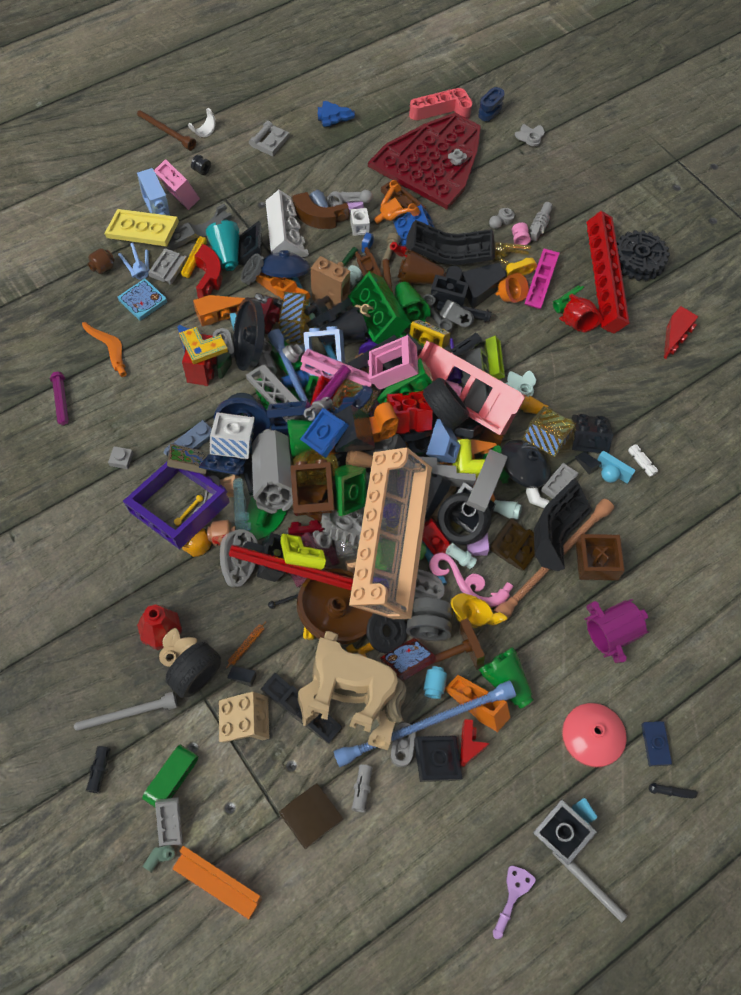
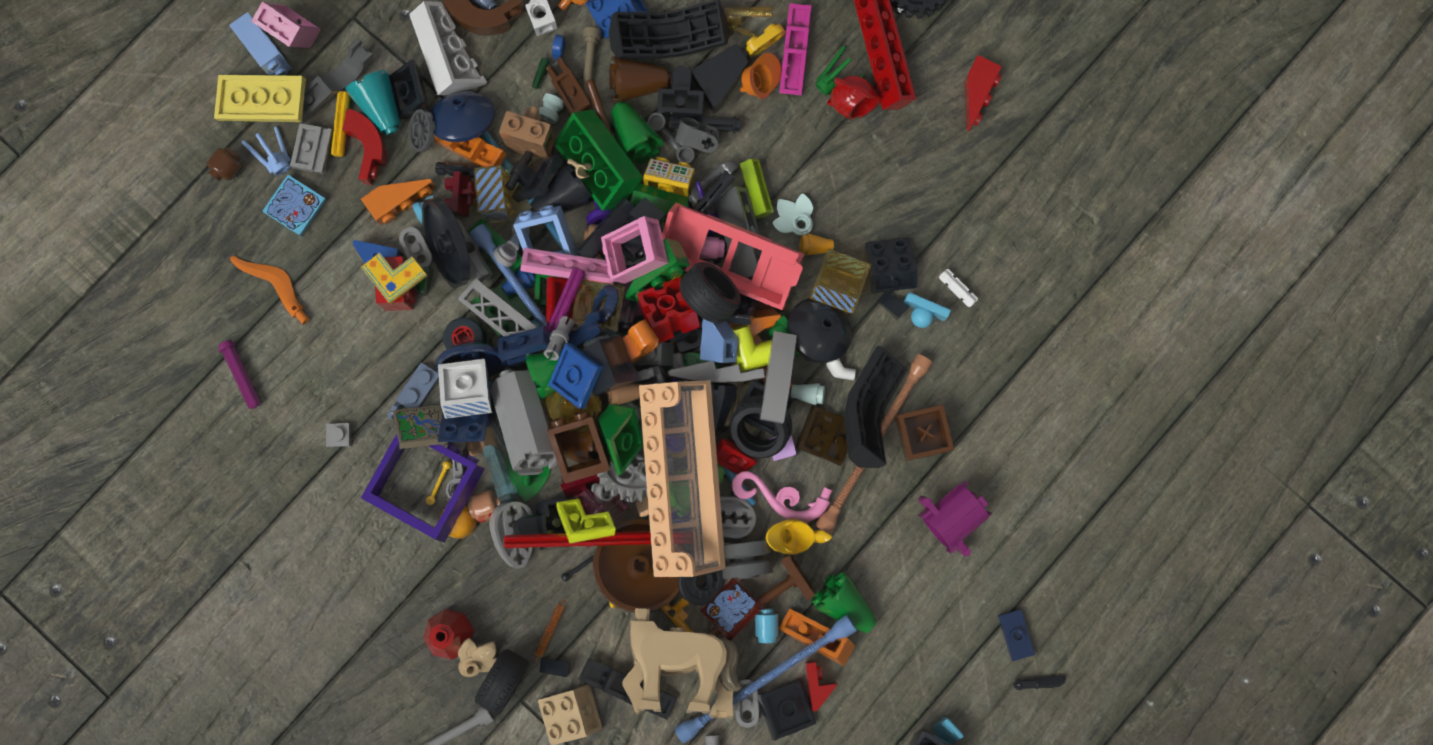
camera: 10 degrees left, 20 degrees up
(399, 250) = (601, 49): red arm -> none
(463, 557) = (768, 469): light aqua pin -> none
(559, 480) = (863, 342): light grey plate -> none
(588, 746) = (932, 636): coral dish -> none

